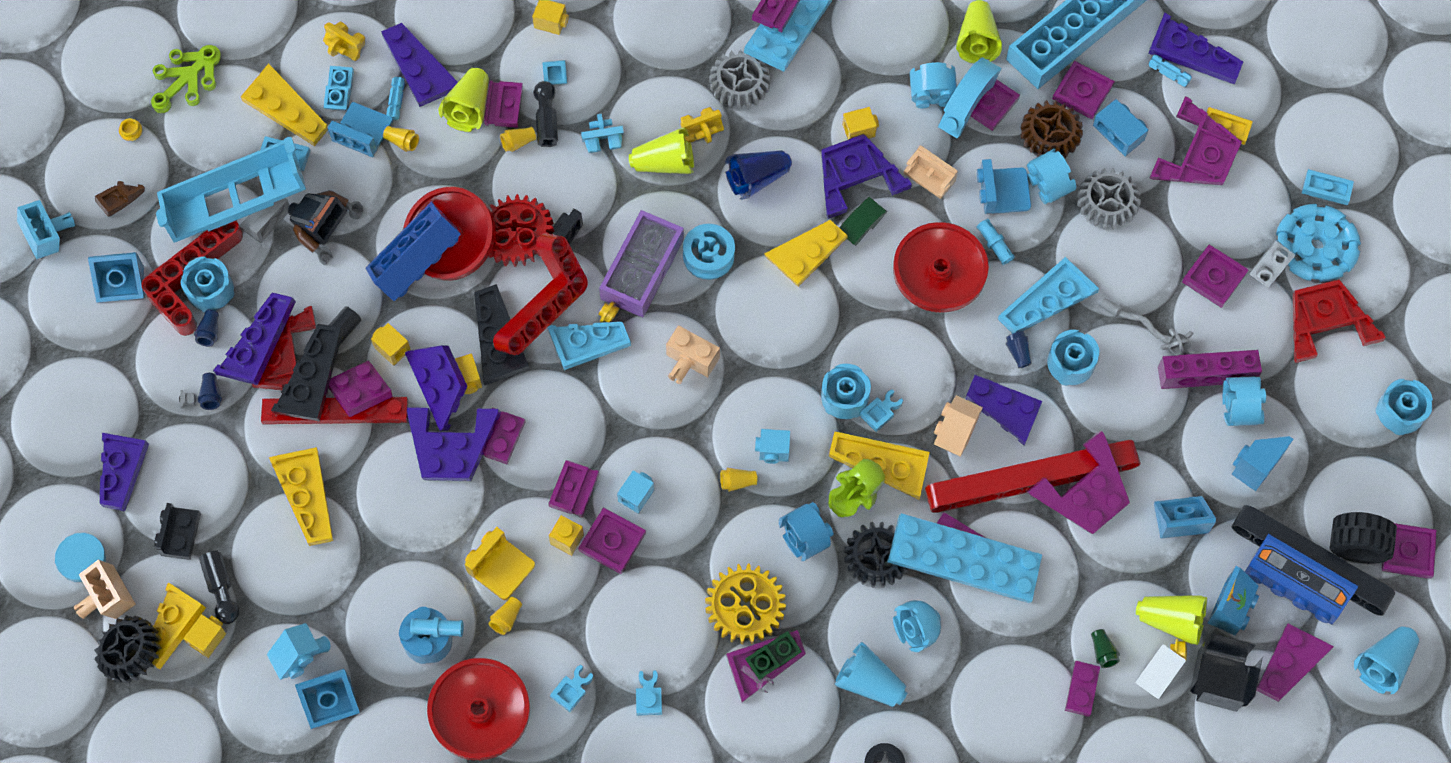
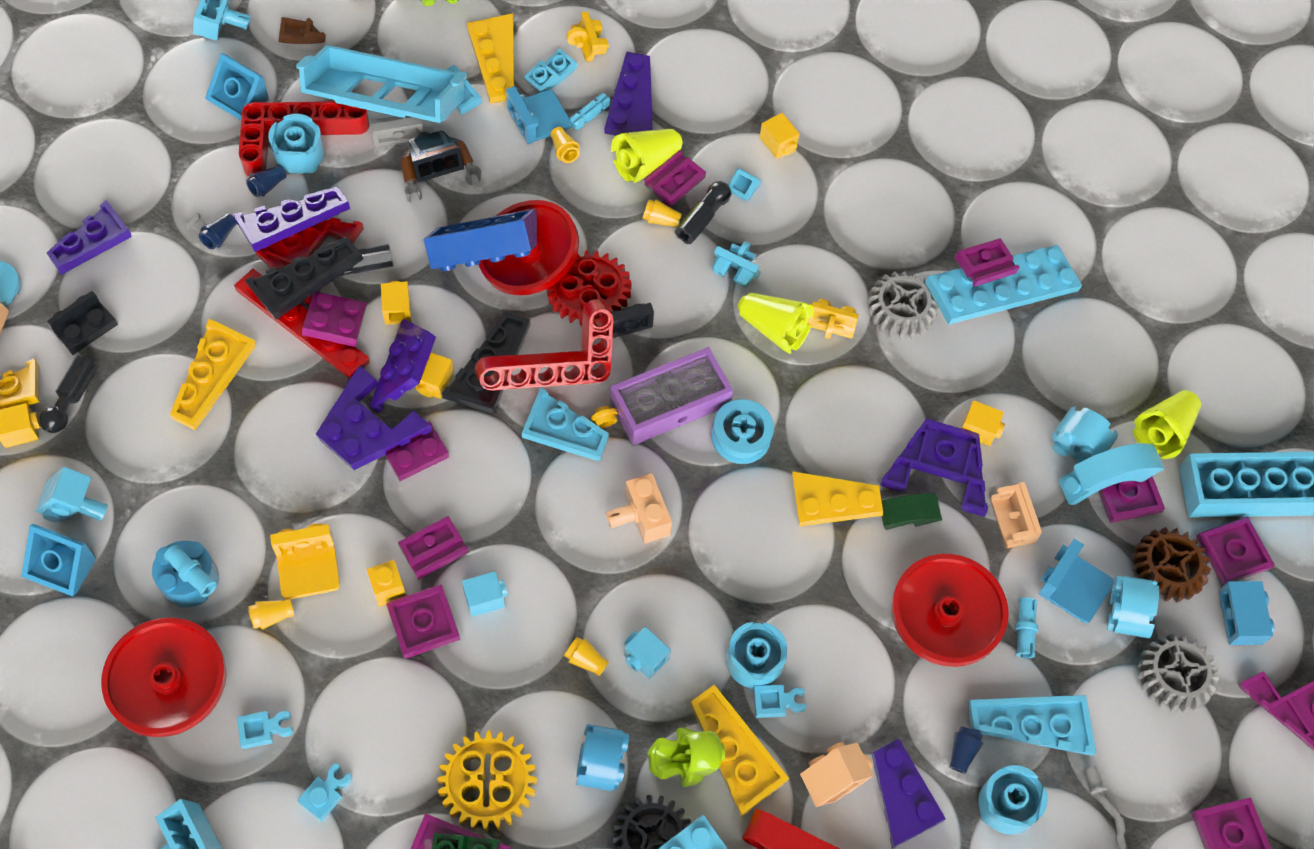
camera: 35 degrees right, 5 degrees down
(756, 170) = (848, 392): clear blue cone -> none

